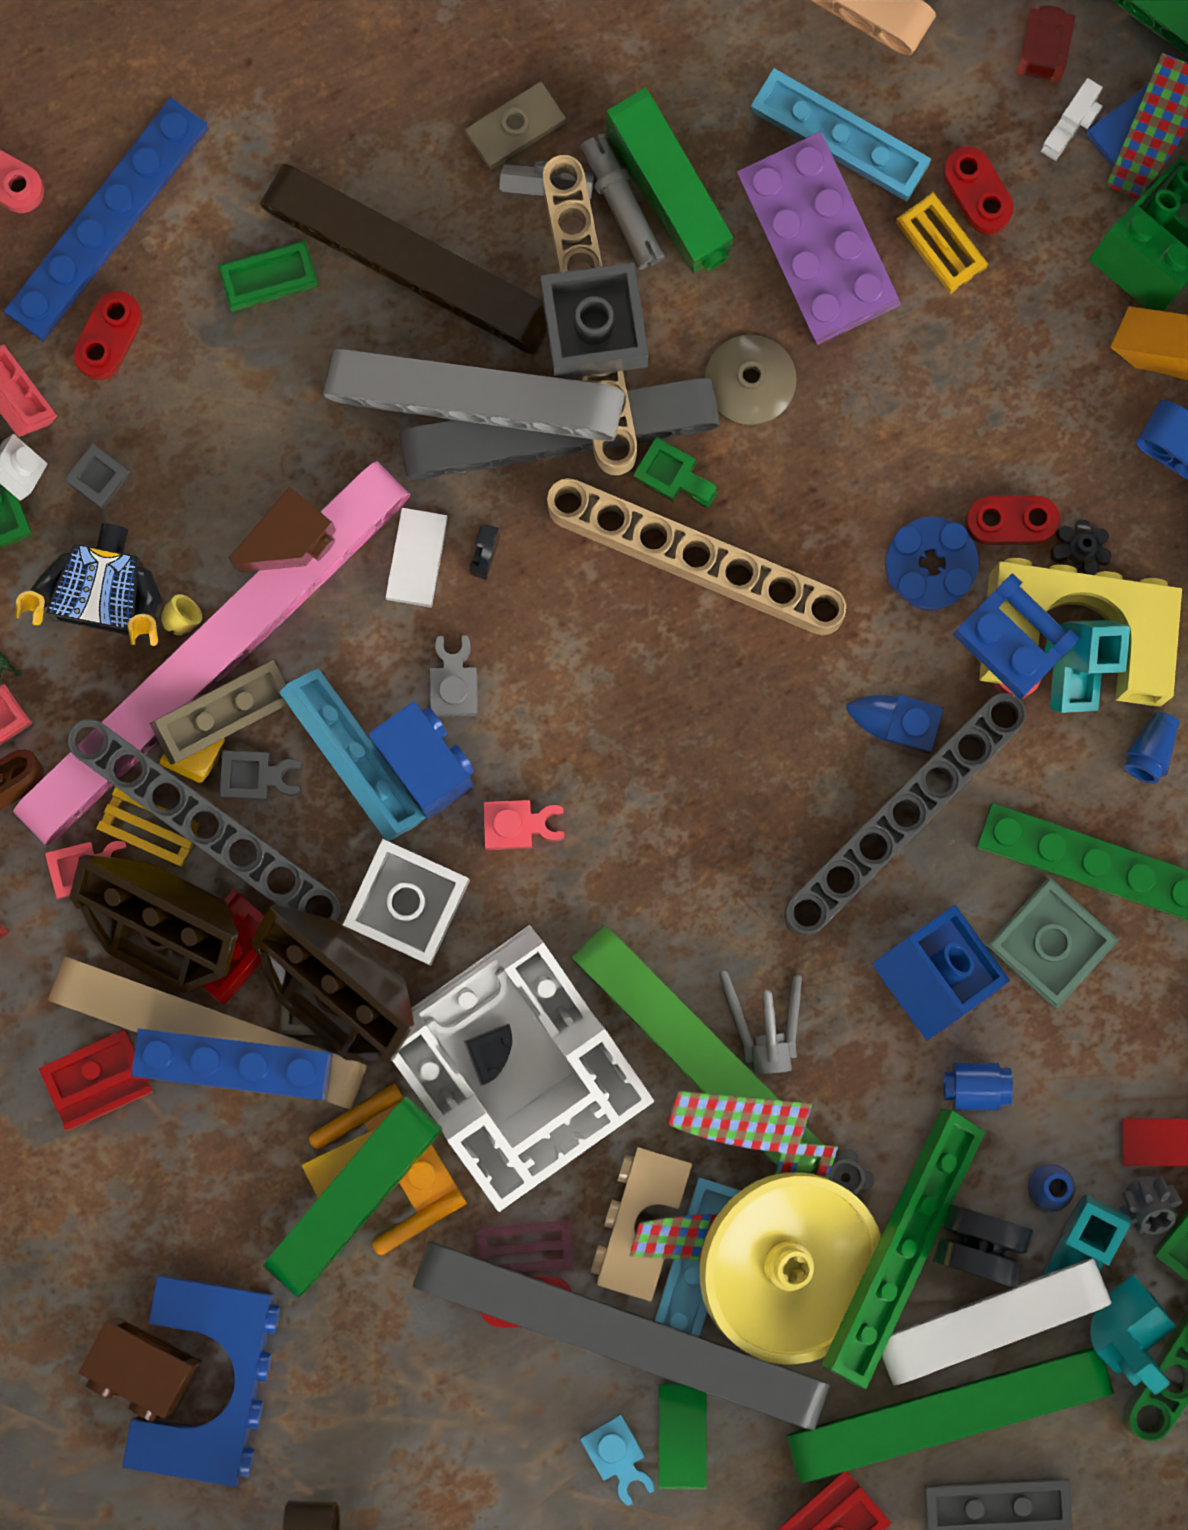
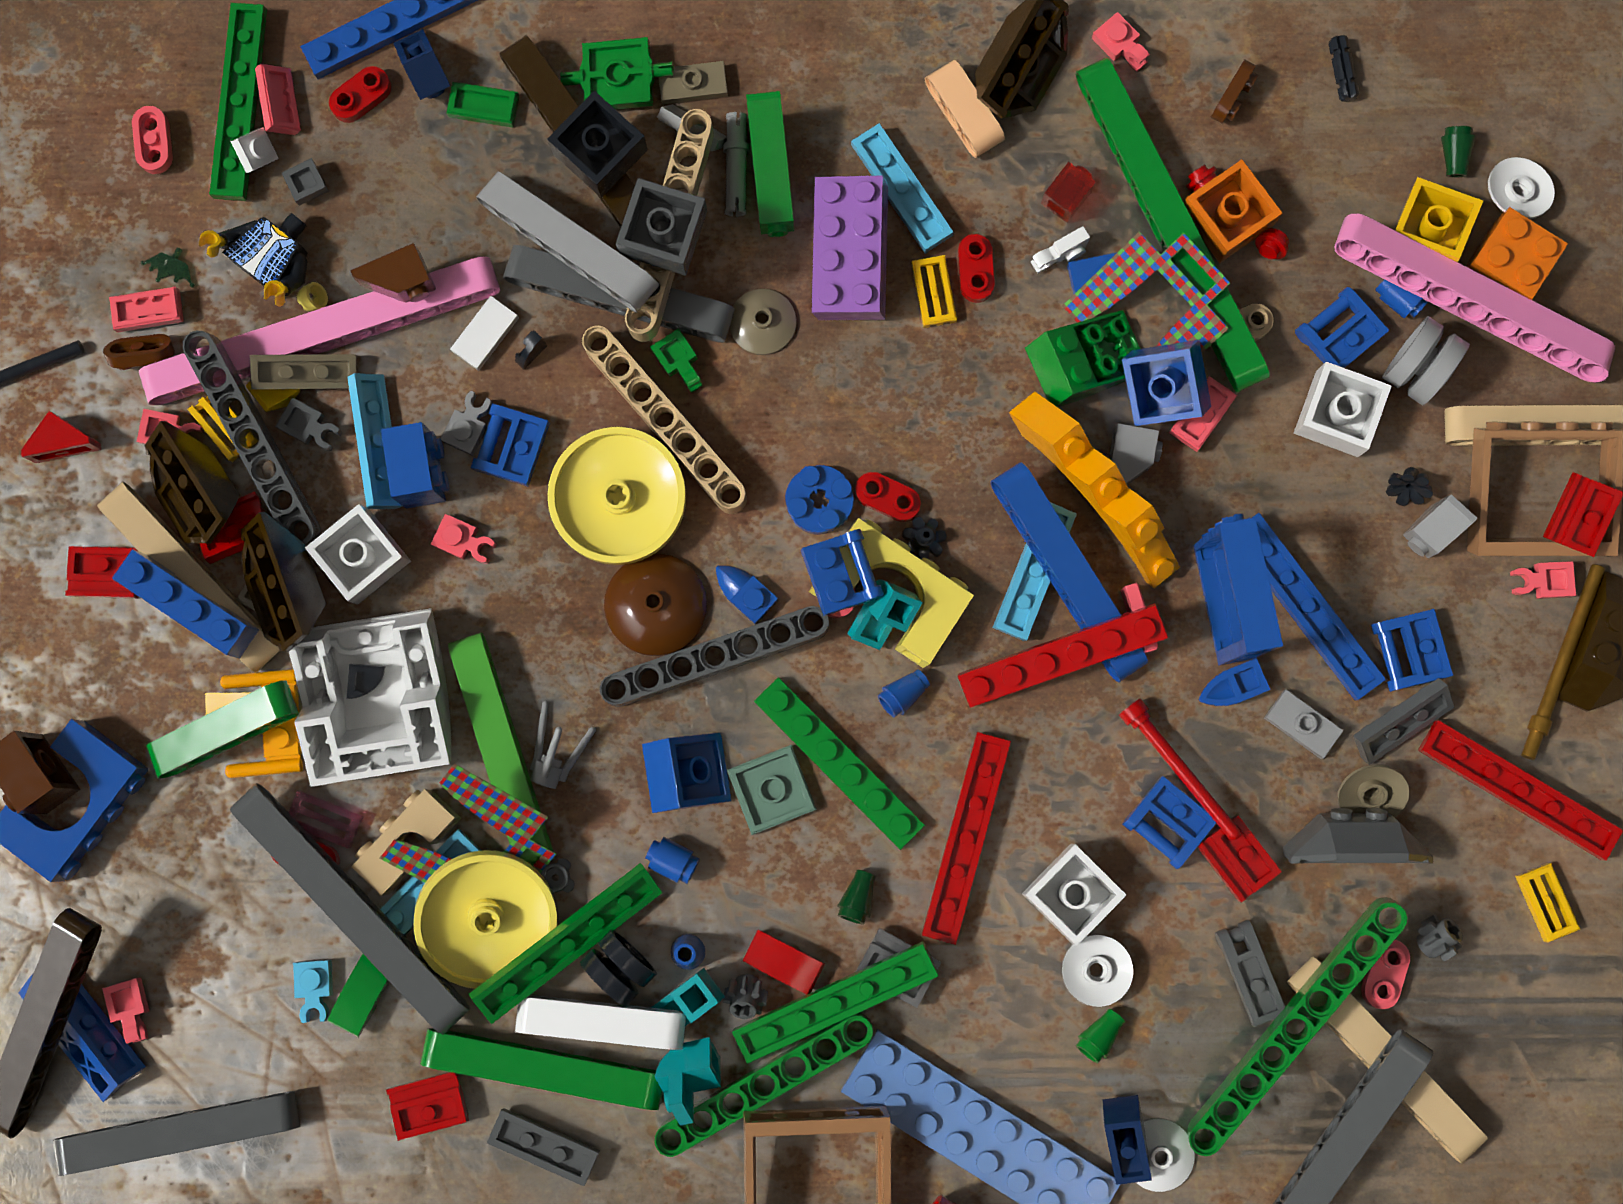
camera: 30 degrees right, 0 degrees up
(169, 261) = (422, 65): none -> dark blue slope
(419, 159) = (618, 72): none -> green plate
(452, 257) = (597, 144): none -> black brick
(535, 674) = (520, 448): none -> blue plate
(687, 677) = (616, 495): none -> light yellow dish
(791, 821) = (668, 625): none -> reddish brown dish

